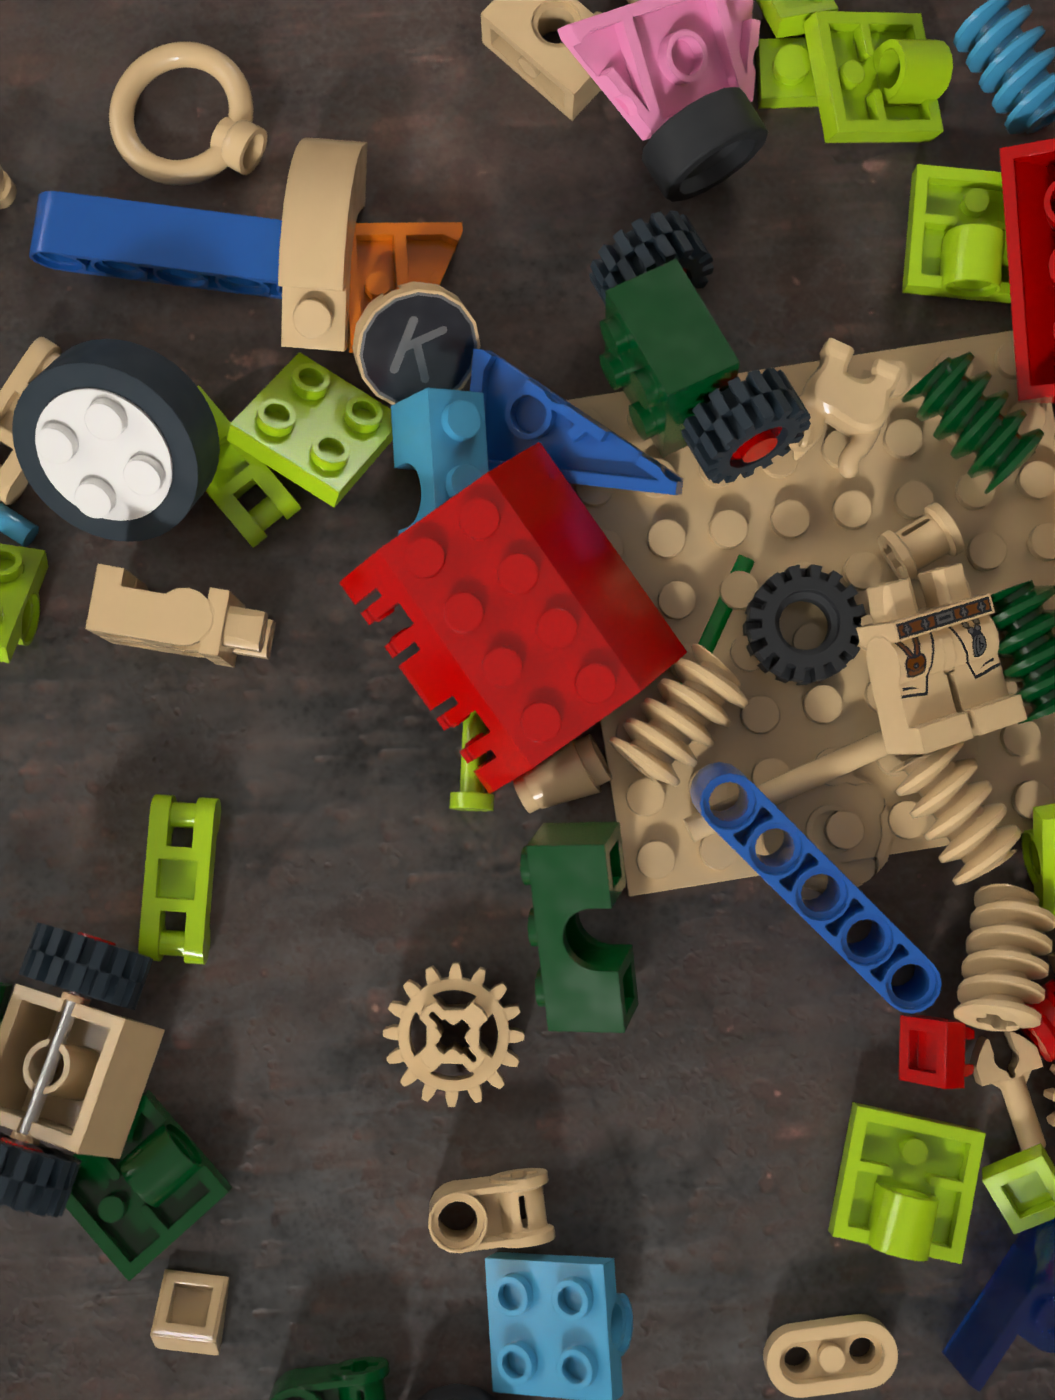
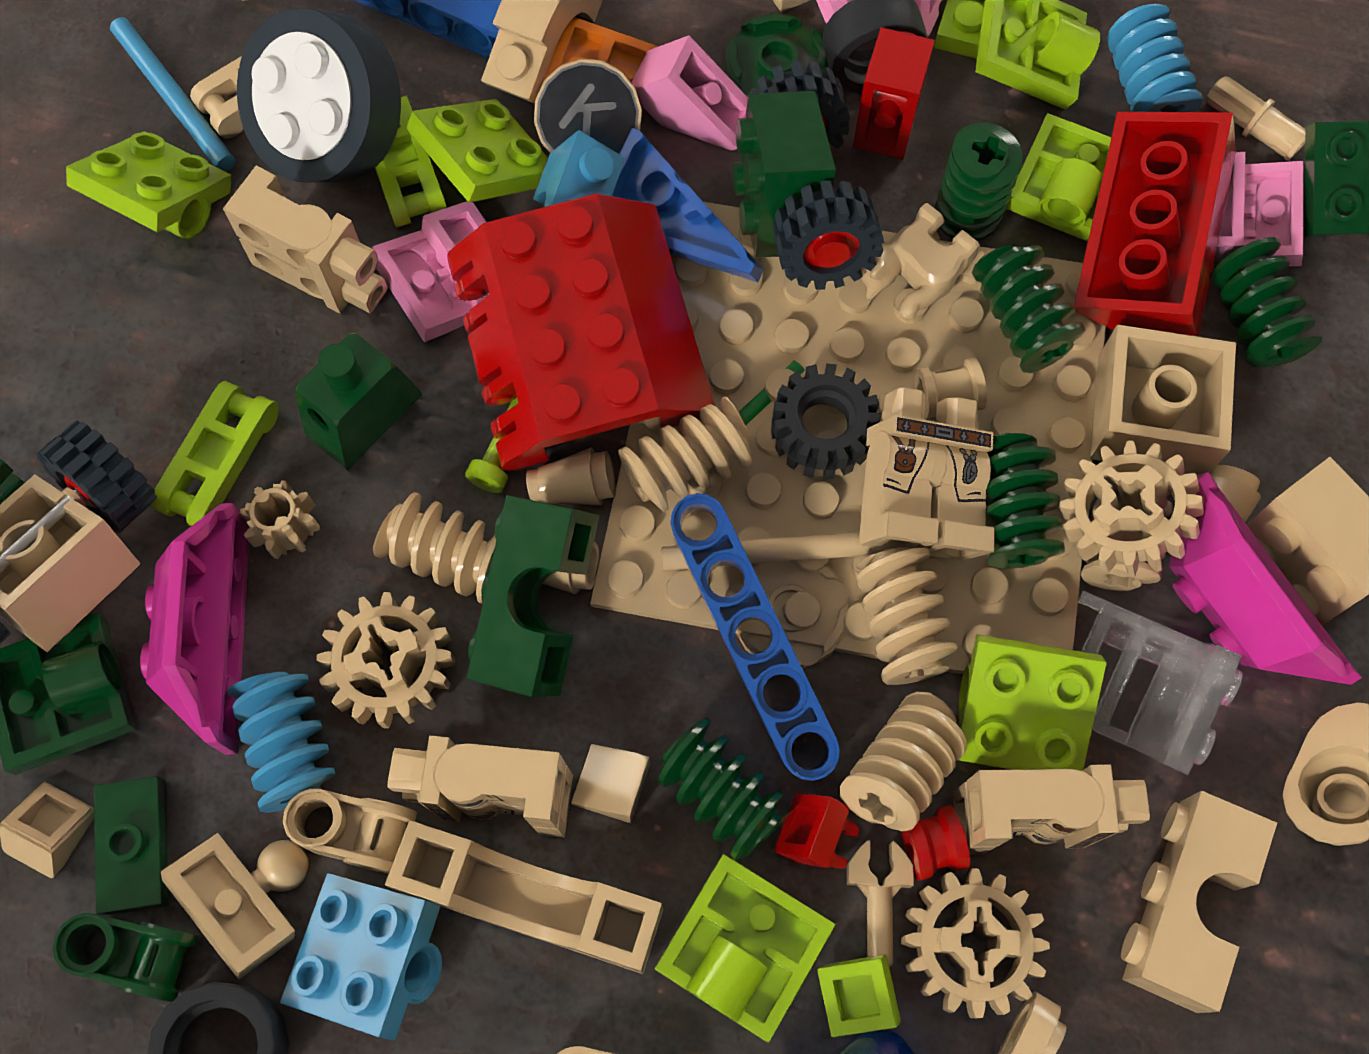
camera: 20 degrees right, 15 degrees down
(253, 1073) = (200, 625): none -> dark pink wedge
(266, 915) = (270, 507): none -> tan gear
(281, 1300) = (130, 845): none -> dark green plate
(303, 575) = (420, 273): none -> bright pink slope
(304, 771) = (352, 399): none -> dark green torso
(389, 1150) = (279, 737): none -> dark azure piece
(406, 1319) = (232, 903): none -> tan plate
(463, 897) = (436, 546): none -> tan piece
(518, 275) = (690, 93): none -> bright pink slope
(590, 189) = (770, 43): none -> dark green tile
(609, 1127) = (485, 782): none -> tan hips
(643, 1217) = (525, 897): none -> tan arch
(721, 1070) = (611, 782): none -> tan slope
(748, 205) = (892, 92): none -> red brick
(835, 1042) = (721, 790): none -> dark green piece
(875, 288) = (978, 180): none -> dark green piece

